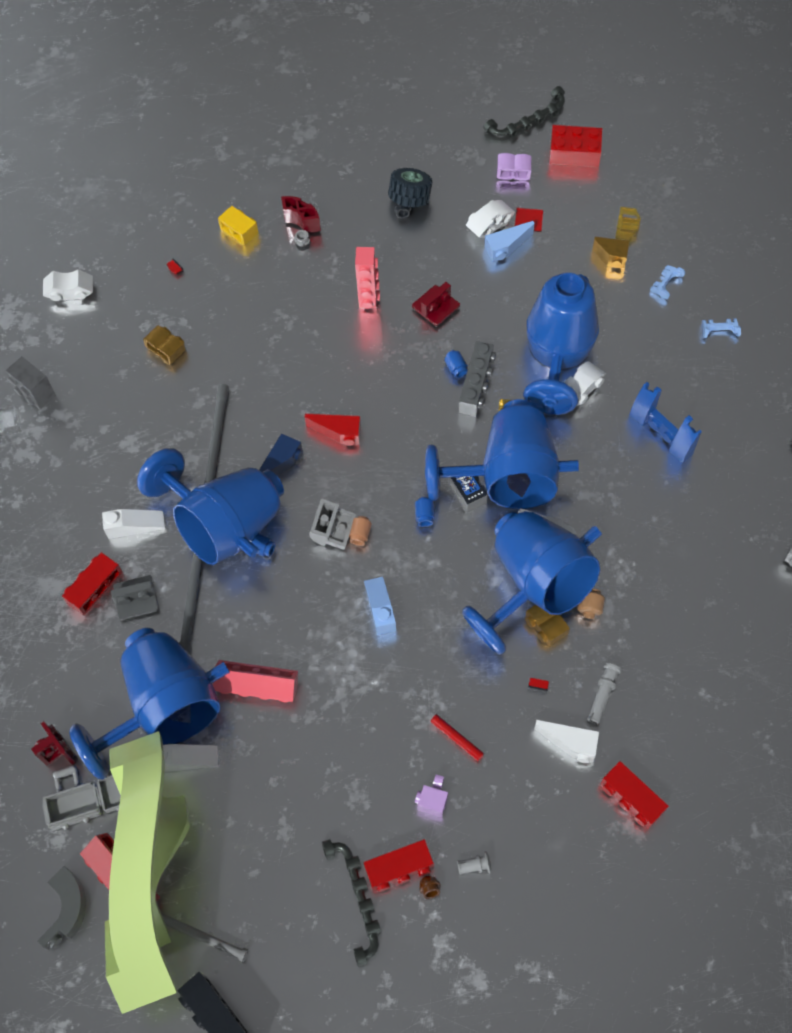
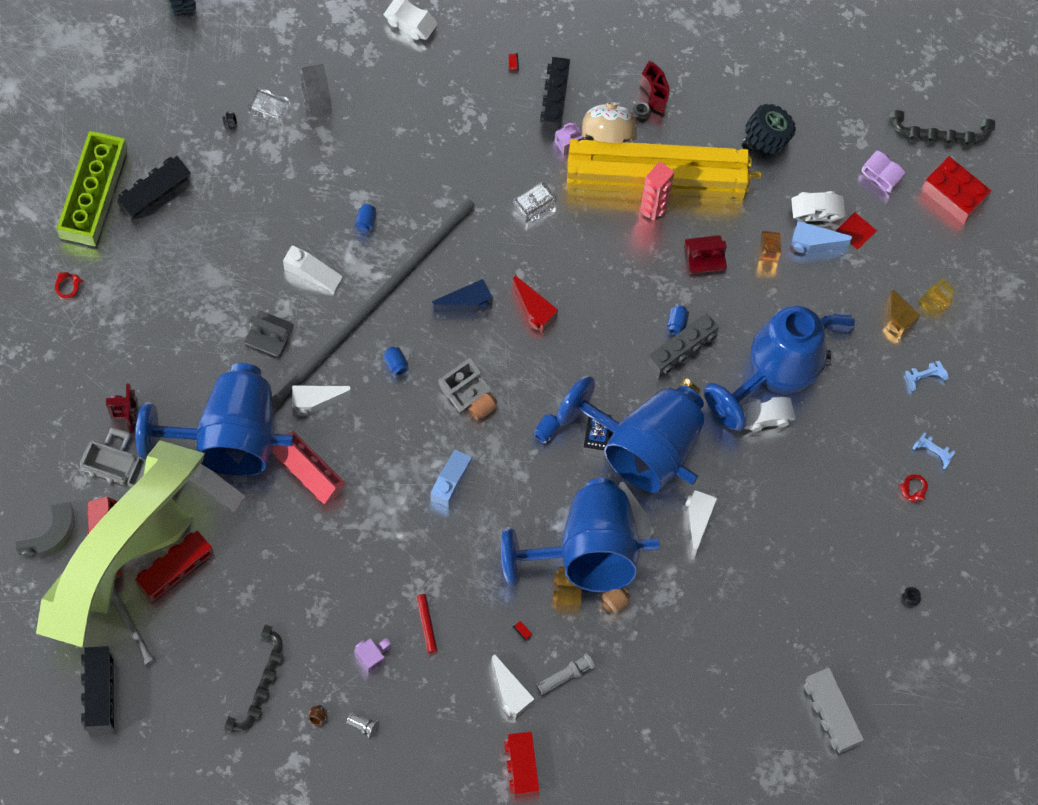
camera: 30 degrees right, 5 degrees up
(92, 583) = (244, 298): red brick -> none
(145, 449) = (365, 218): none -> blue brick
(164, 344) = (450, 129): pearl gold brick -> none
(201, 852) = (174, 565): none -> red brick
(215, 622) = (315, 398): none -> white slope
(220, 514) = (381, 314): blue piece -> none
(228, 267) = (556, 94): none -> black brick
(238, 225) = (595, 60): yellow brick -> none
(263, 290) = (564, 135): none -> lavender brick
(275, 352) = (535, 202): none -> clear brick
(288, 255) = (610, 123): none -> tan cylinder
(333, 274) = (625, 166): none -> yellow brick
(399, 866) = (307, 683): red brick -> none
(481, 267) = (770, 246): none -> clear orange slope
(598, 496) = (698, 514): none -> white slope
(644, 411) = (799, 473): blue wedge -> none
(726, 368) = (917, 495): none -> red piece

